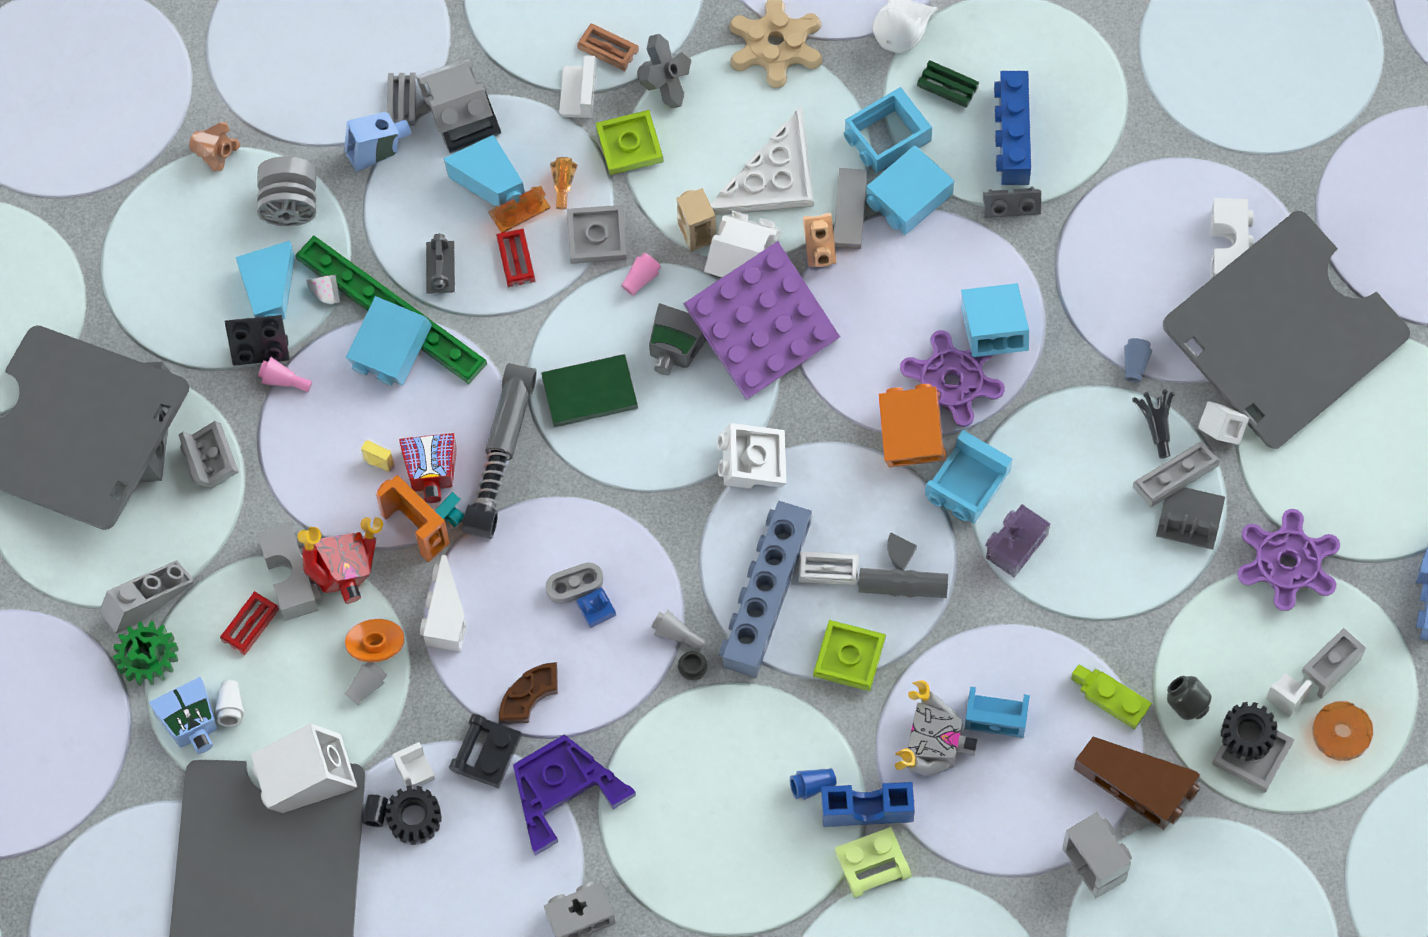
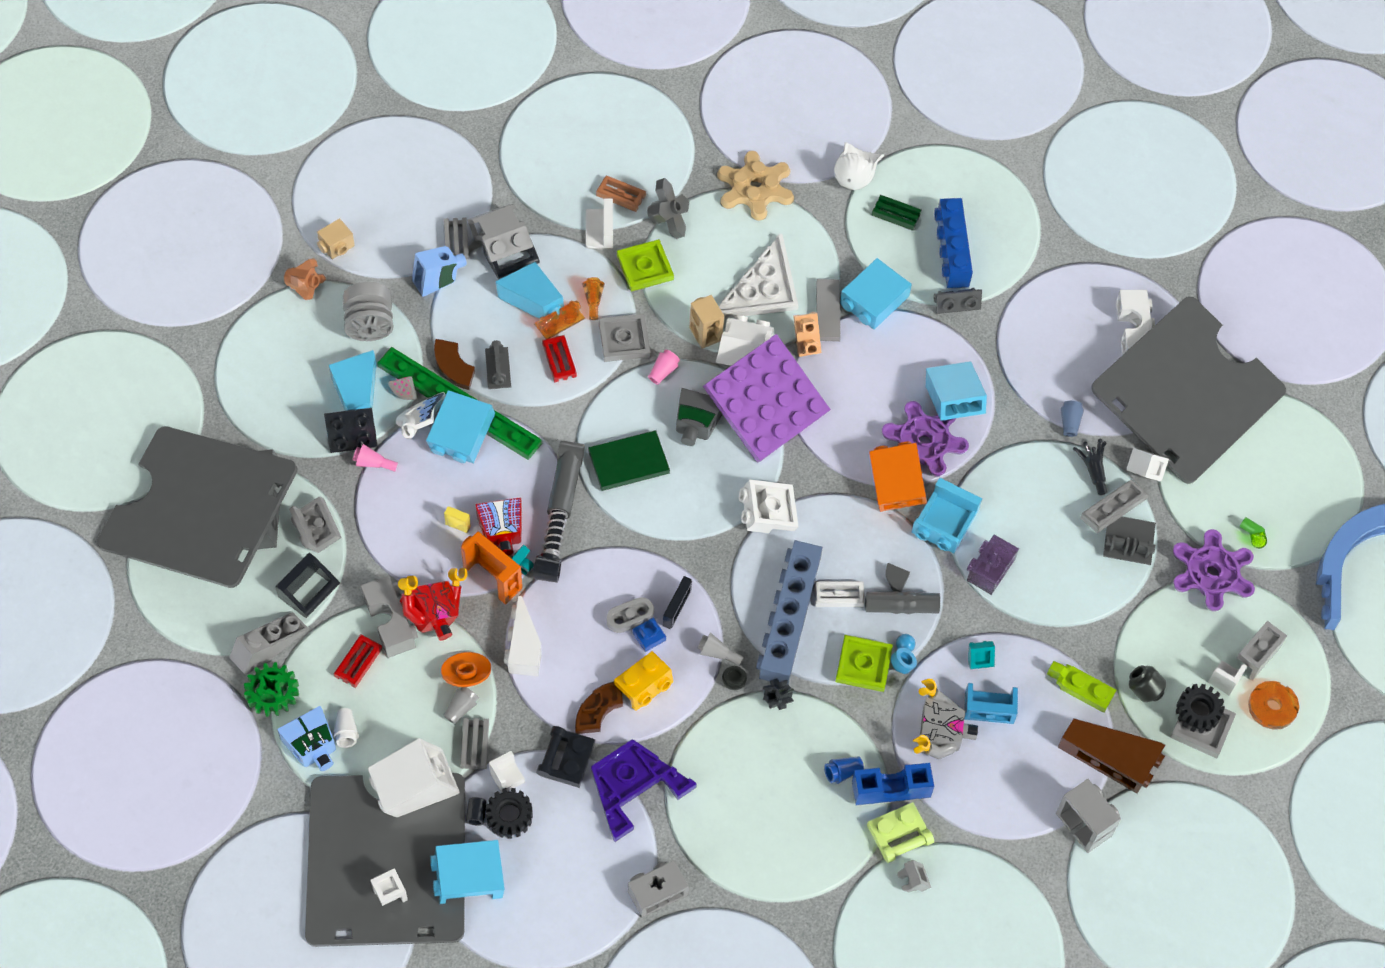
camera: 10 degrees left, 5 degrees down
(184, 519) = (298, 576): none -> black tile
(254, 95) = (335, 239): none -> tan brick
(266, 896) = (389, 887): none -> white panel
(340, 324) = (419, 415): none -> white arm
(359, 880) = (467, 870): none -> medium azure panel
(382, 706) = (476, 723): none -> light grey tile
(384, 260) = (452, 365): none -> reddish brown tile
(585, 664) = (645, 680): none -> yellow bracket
(631, 570) = (677, 602): none -> black tile
(742, 688) = (778, 694): none -> black gear
(885, 914) = (917, 877): none -> light grey tile
(897, 652) = (903, 659): none -> dark azure plate
(908, 113) = (866, 233): medium azure window -> none
(992, 652) = (981, 655): none -> teal tile
(1349, 515) = (1257, 533): none -> arm

